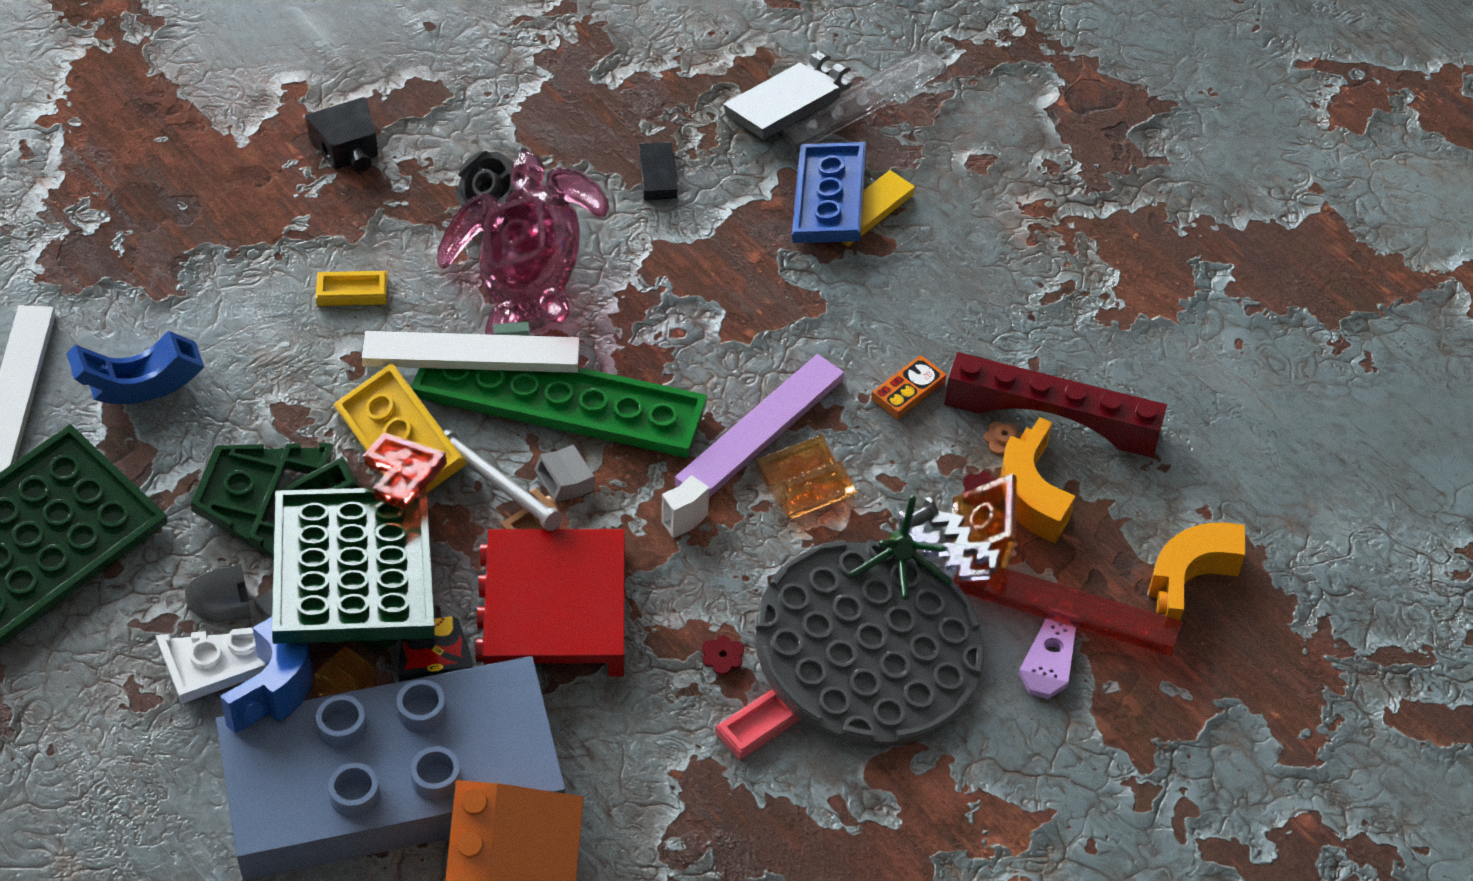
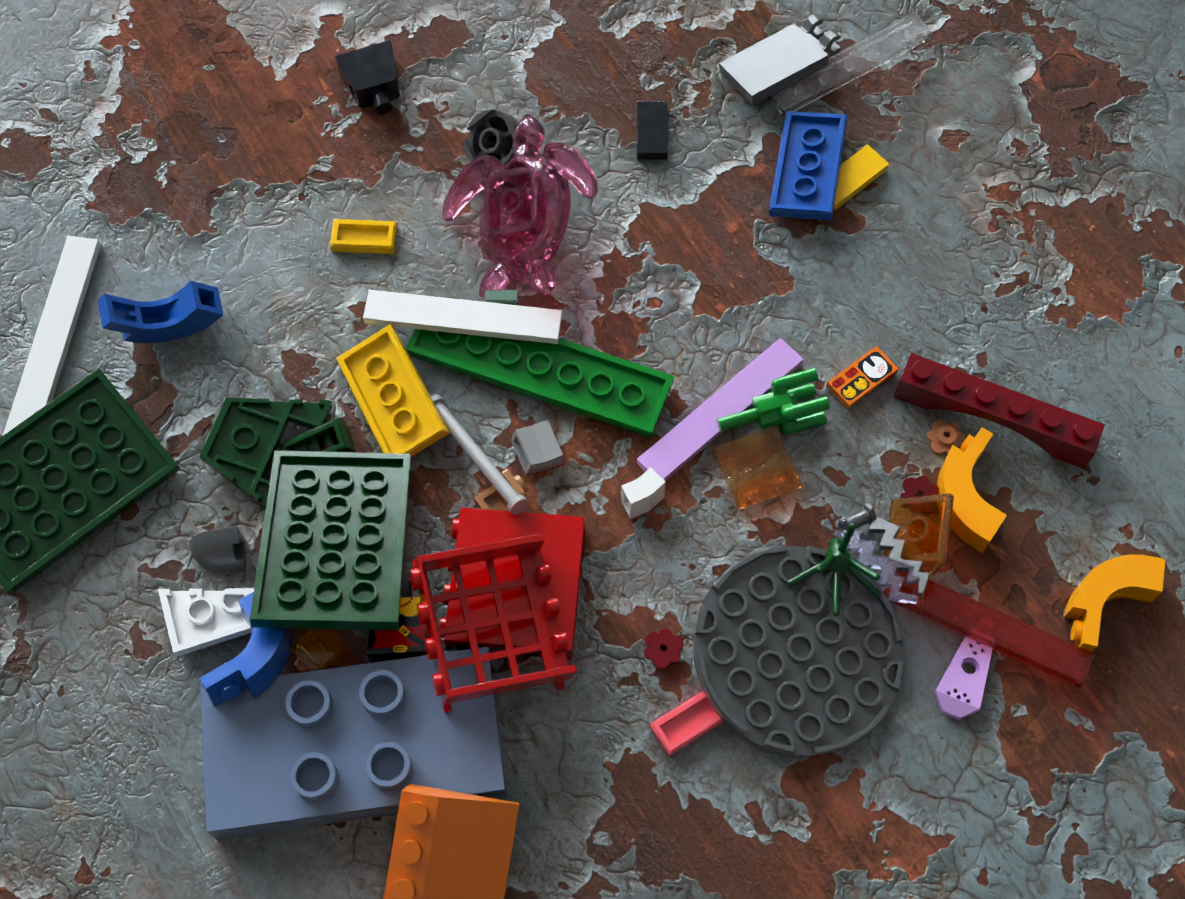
camera: 10 degrees right, 15 degrees up
(407, 468) = (396, 439): clear red plate -> none
(588, 612) = (543, 612): none -> red window
(825, 415) = (782, 407): none -> green plant

